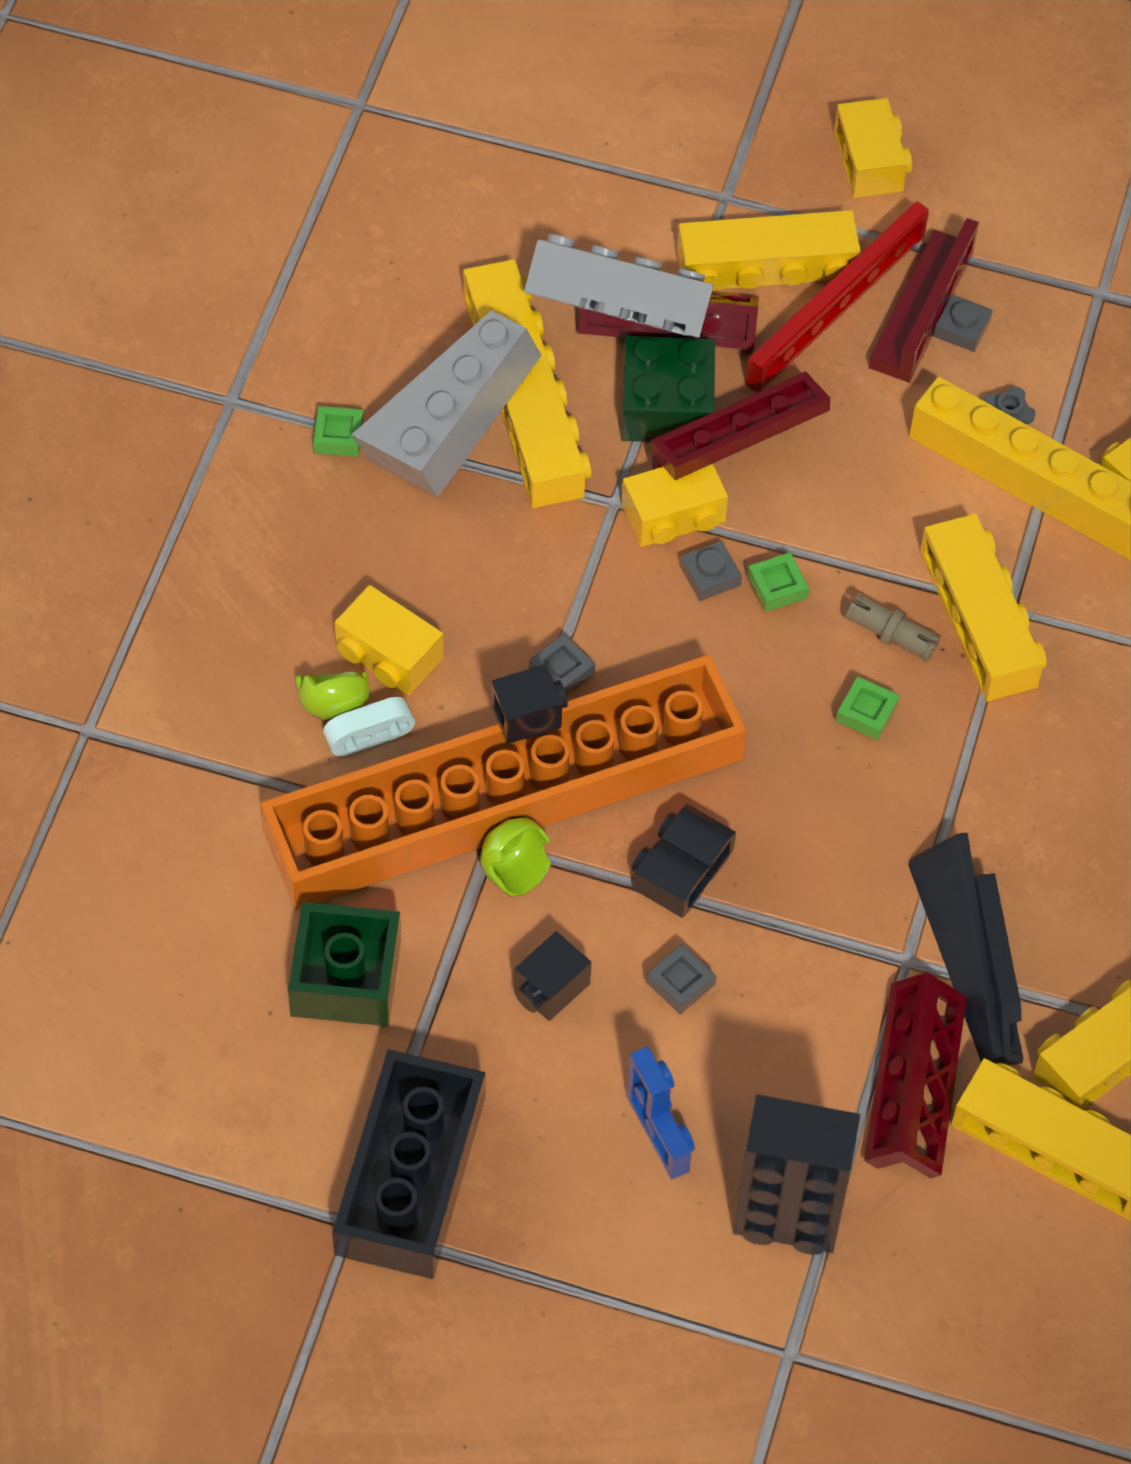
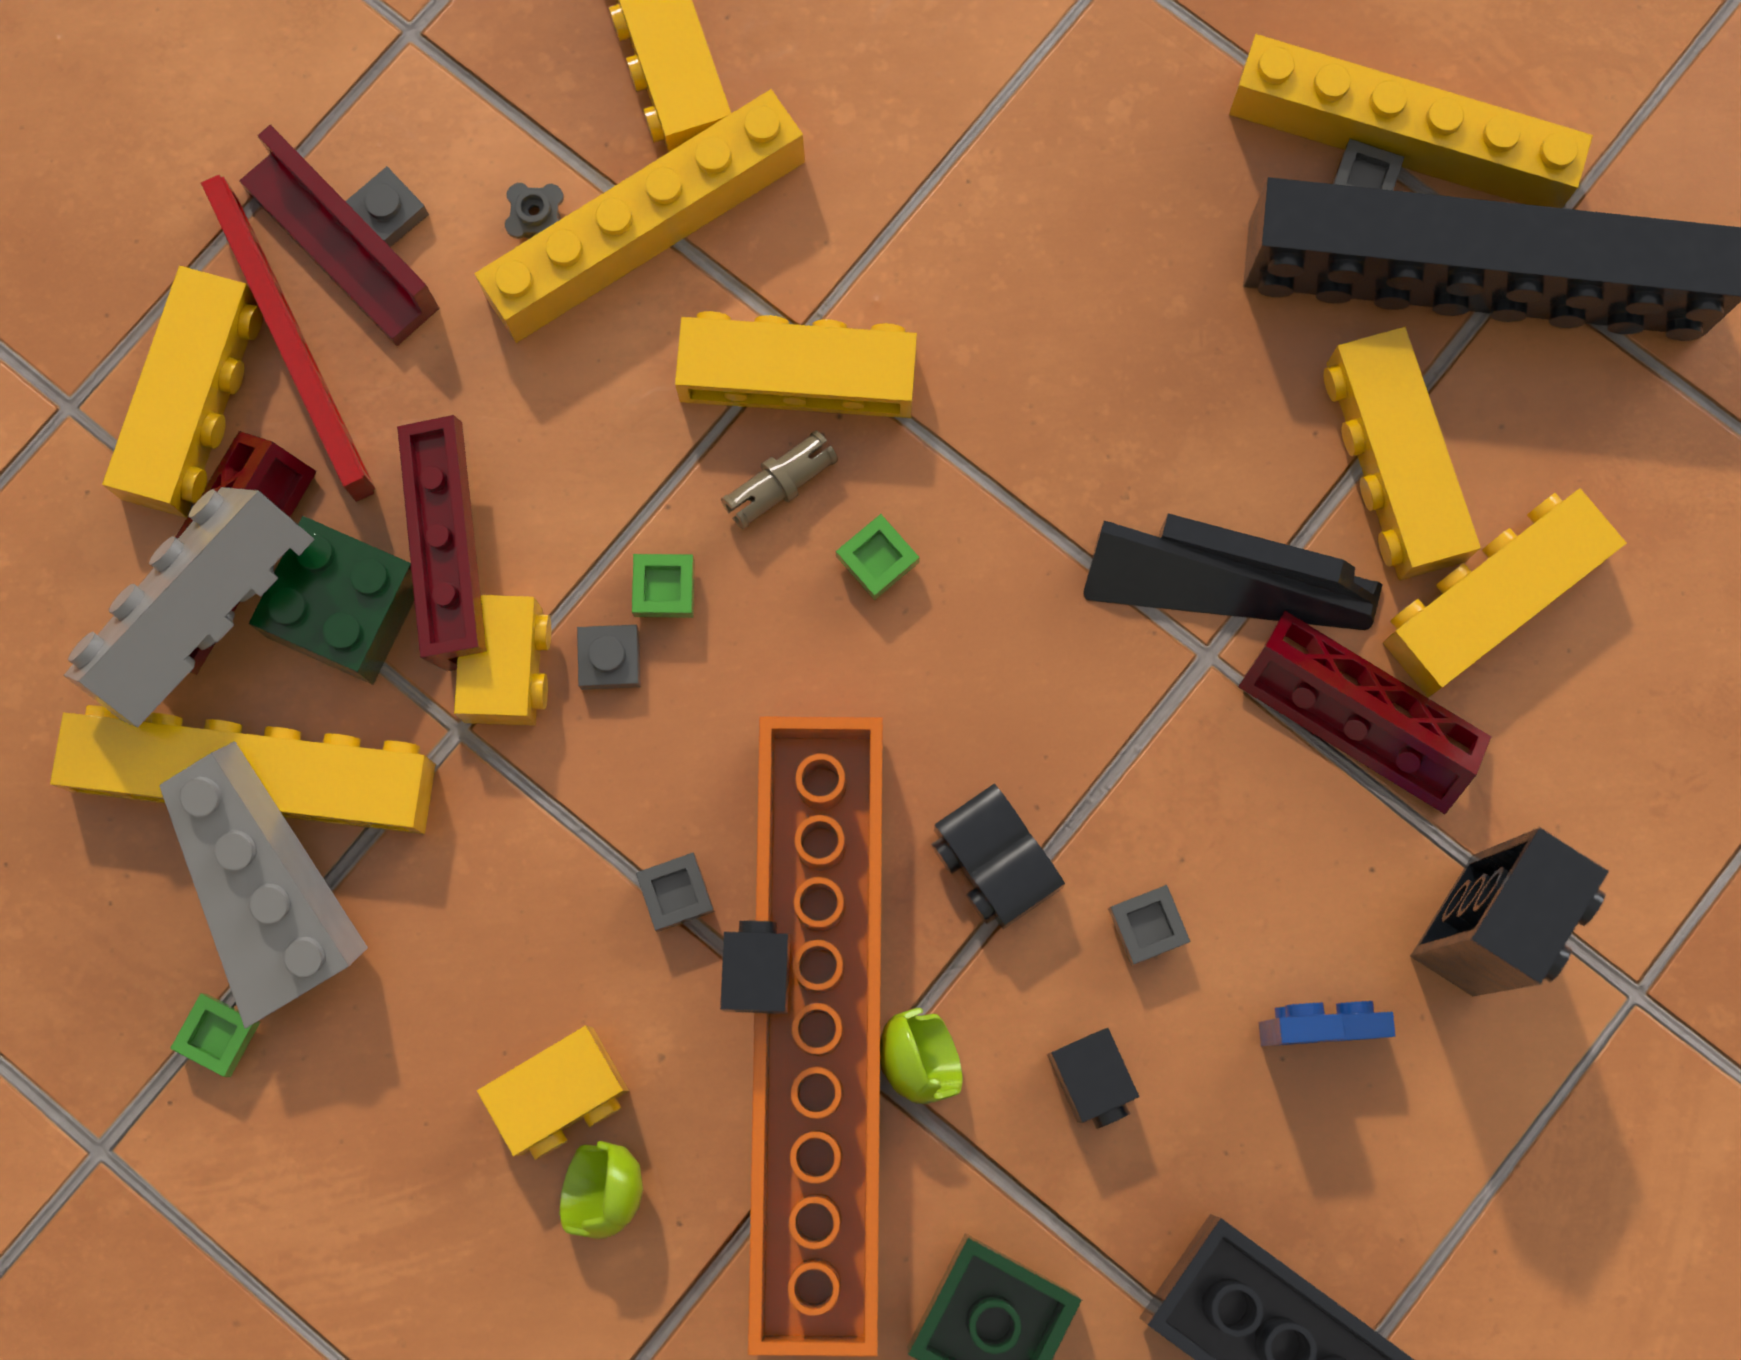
camera: 65 degrees left, 20 degrees up
(369, 726) = (665, 1163): light aqua beam -> none
(871, 147) = (84, 199): yellow brick -> none

